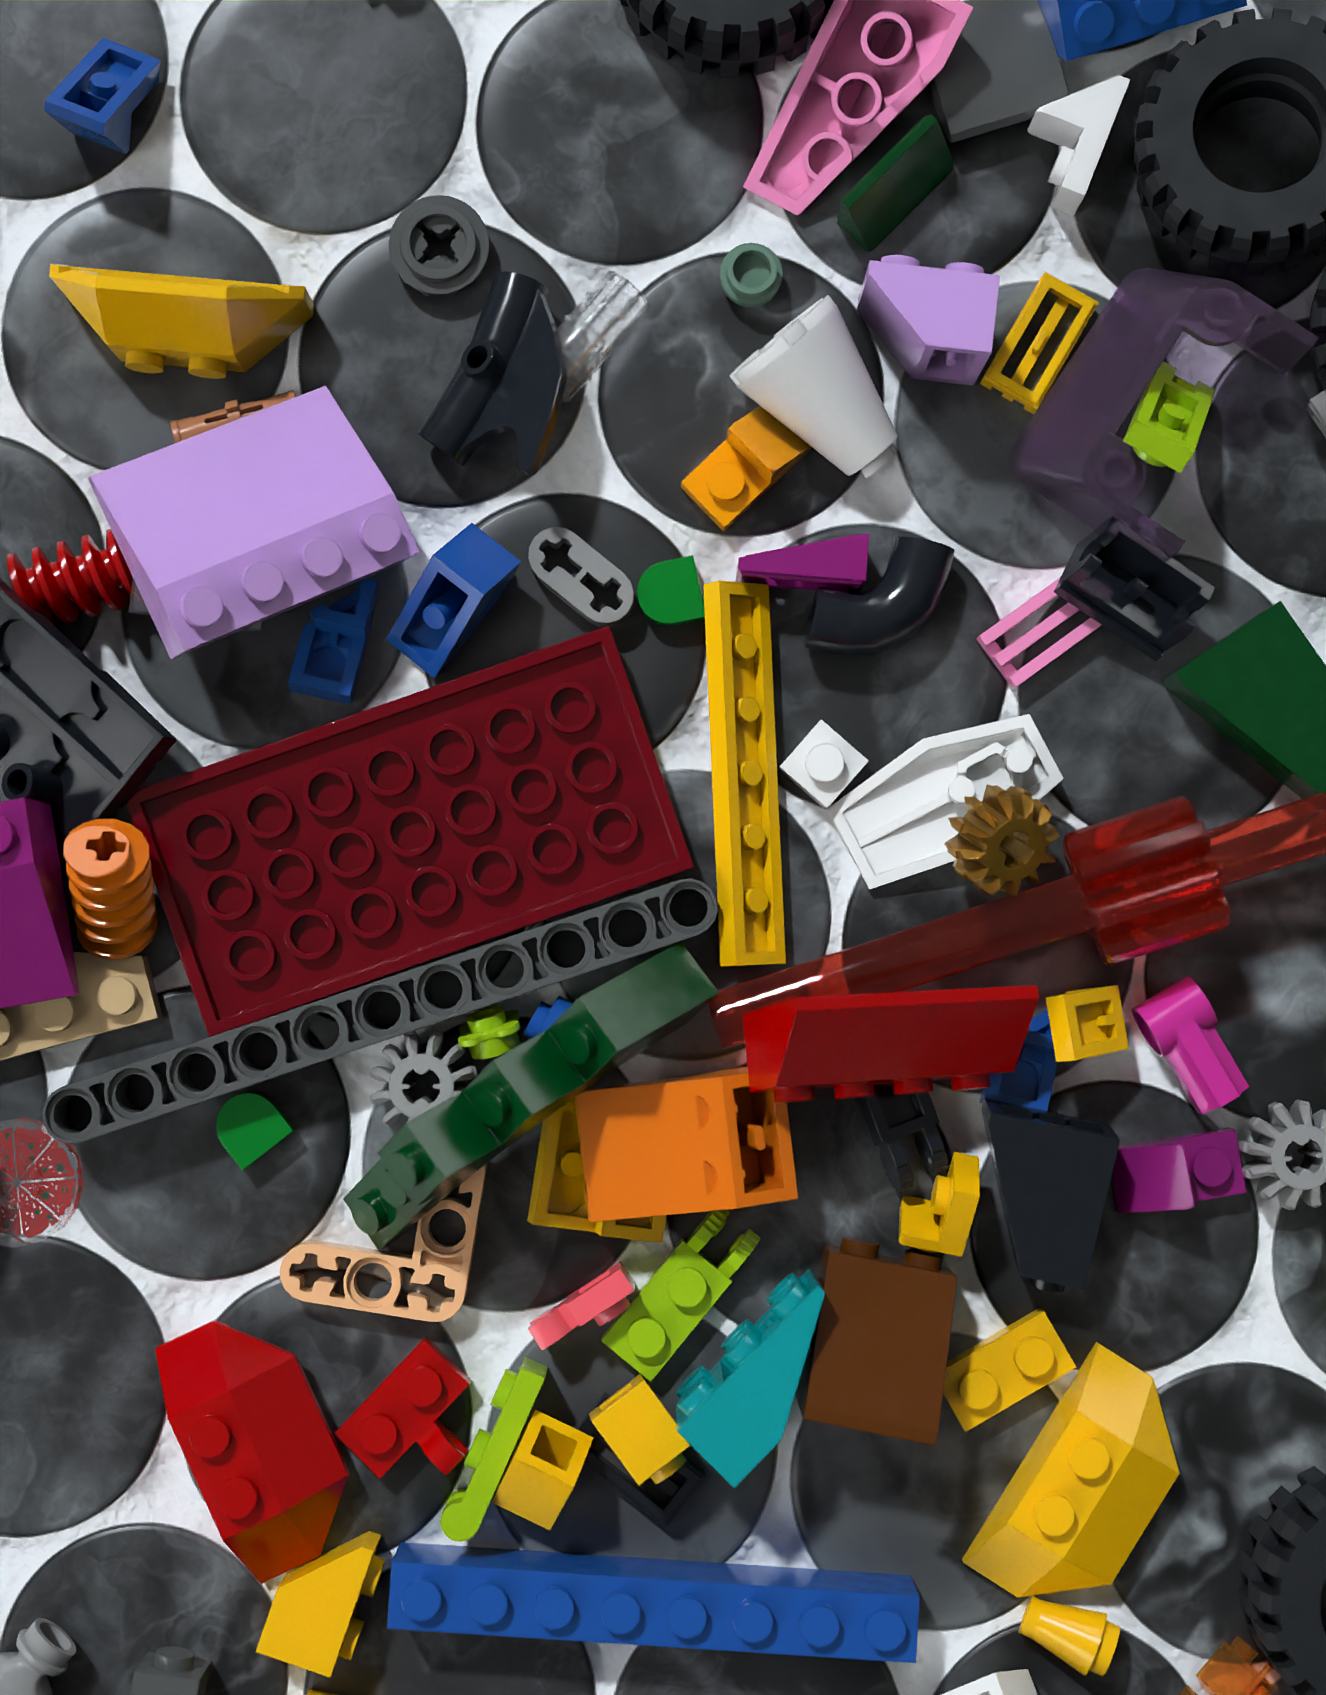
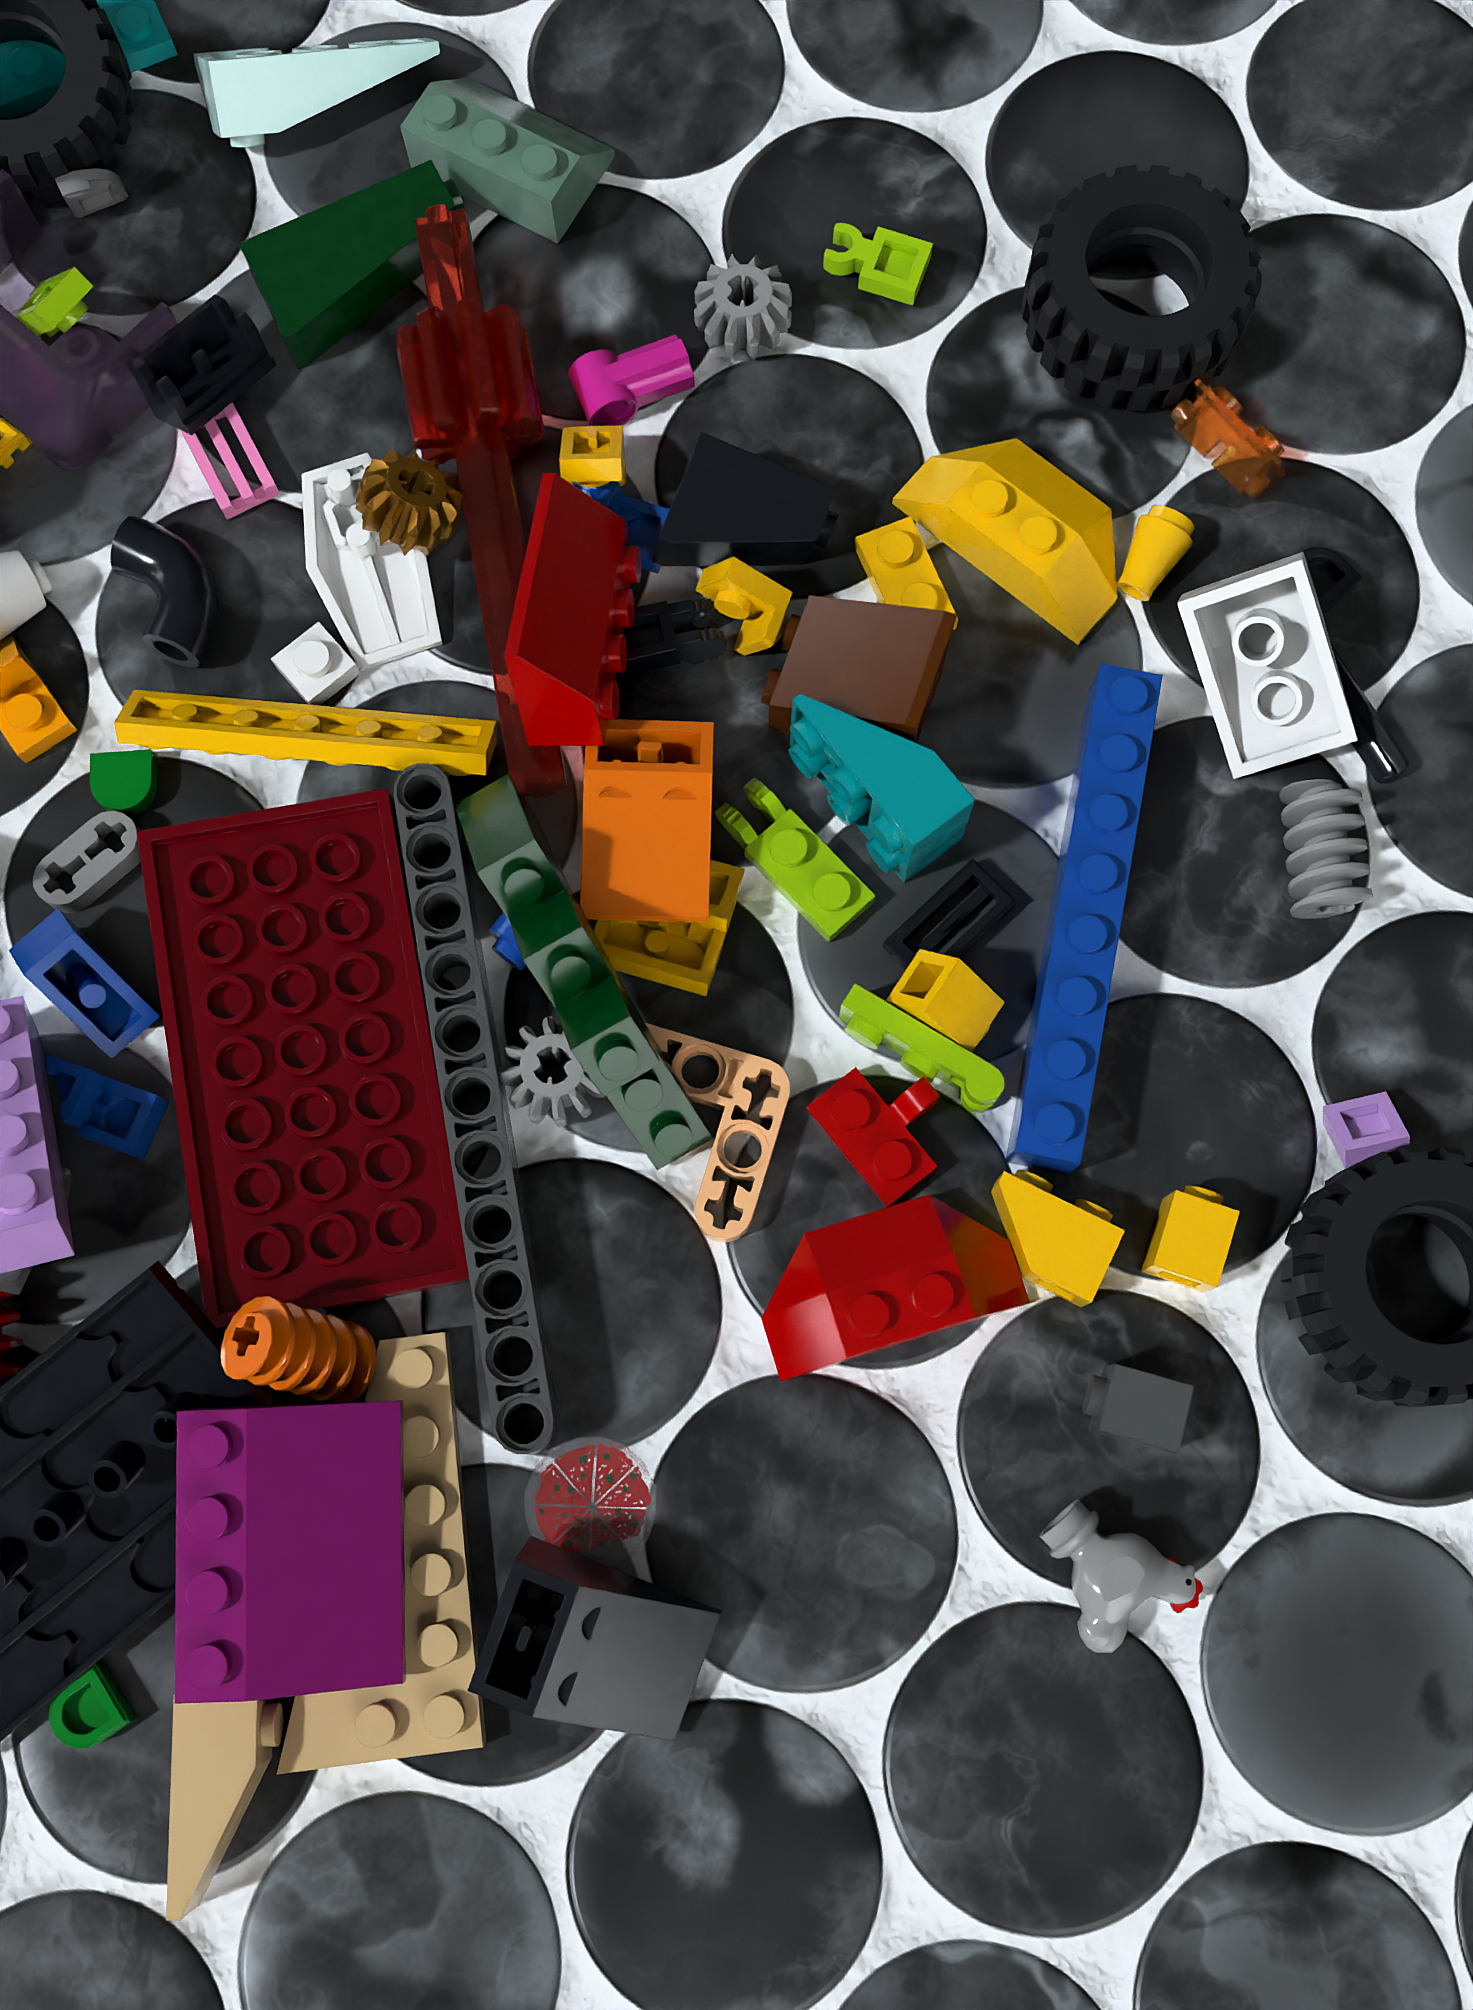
camera: 75 degrees left, 10 degrees down
(251, 1127) = (571, 1253): green tile -> none
(490, 1032) = (514, 1001): lime plate -> none
(598, 1299) = (789, 933): coral plate -> none
(640, 1432) = (918, 900): yellow brick -> none
(826, 563) = (120, 648): magenta slope -> none
(1177, 1172) = (746, 402): magenta slope -> none

